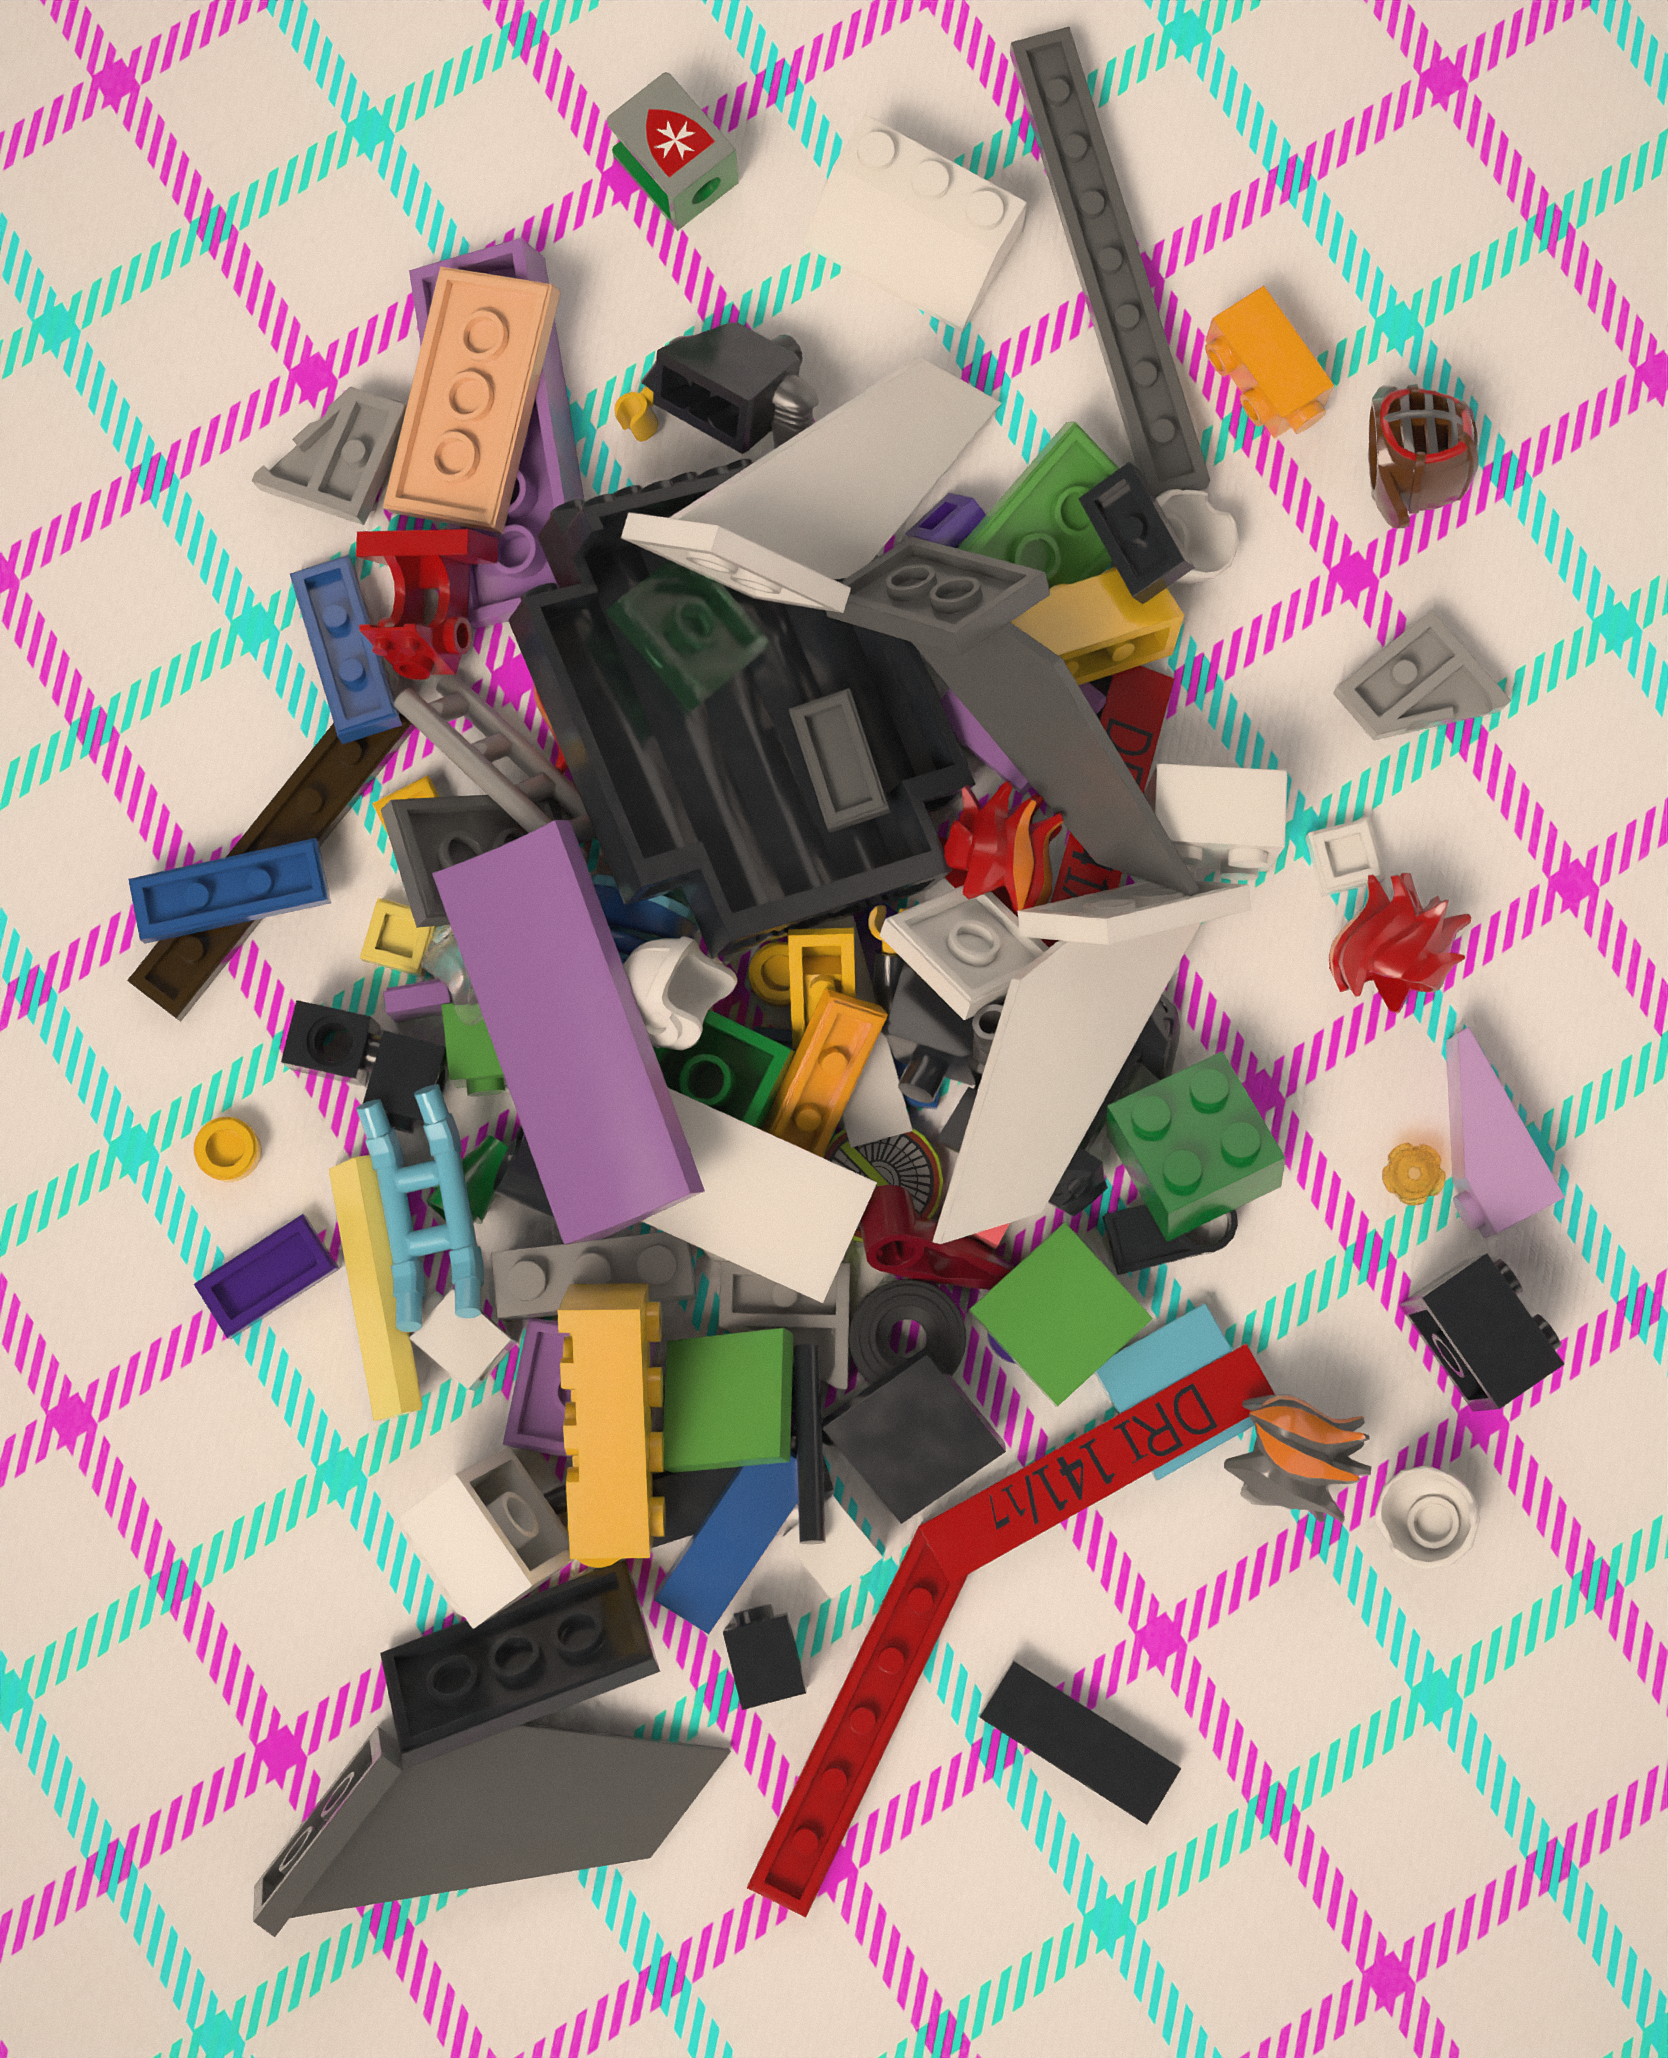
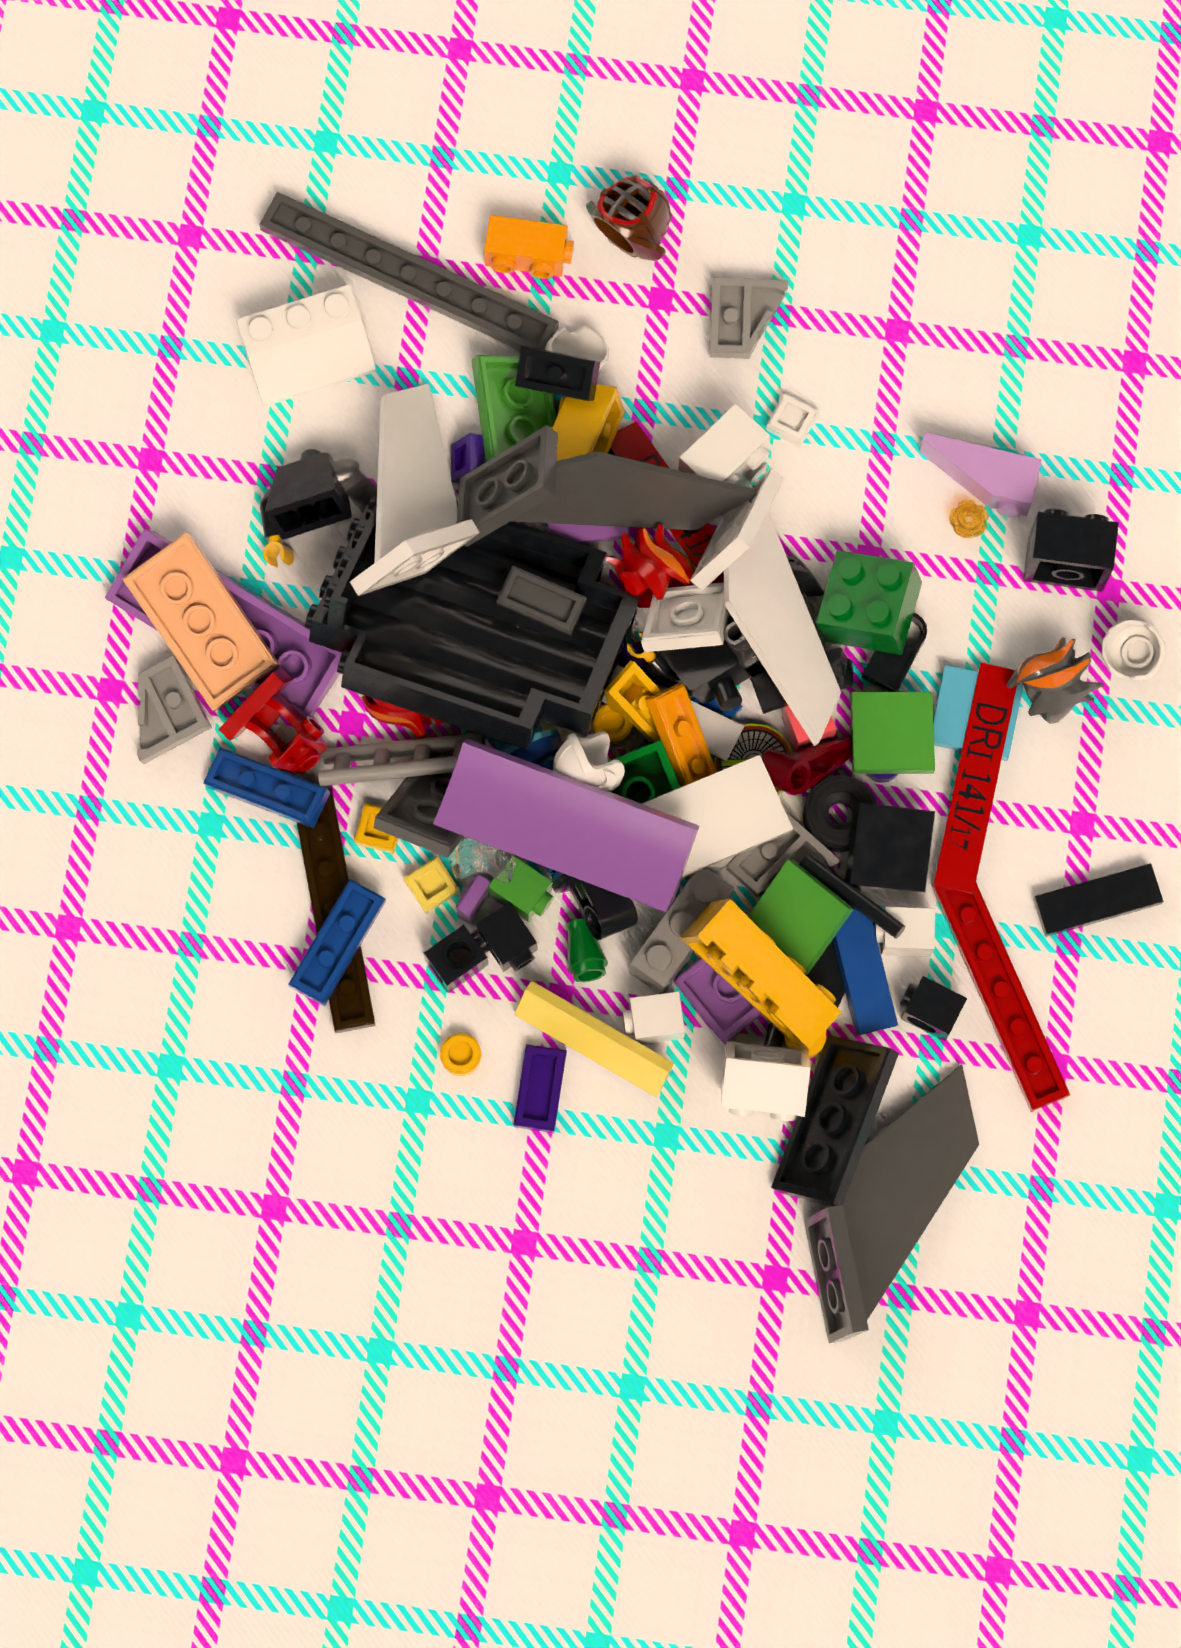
camera: 50 degrees left, 5 degrees down
(394, 1185) = (556, 984): medium azure piece -> none
(673, 150) = (165, 423): piece -> none
(688, 631) = (420, 611): clear green tile -> none
(1396, 944) = (856, 431): red hair -> none

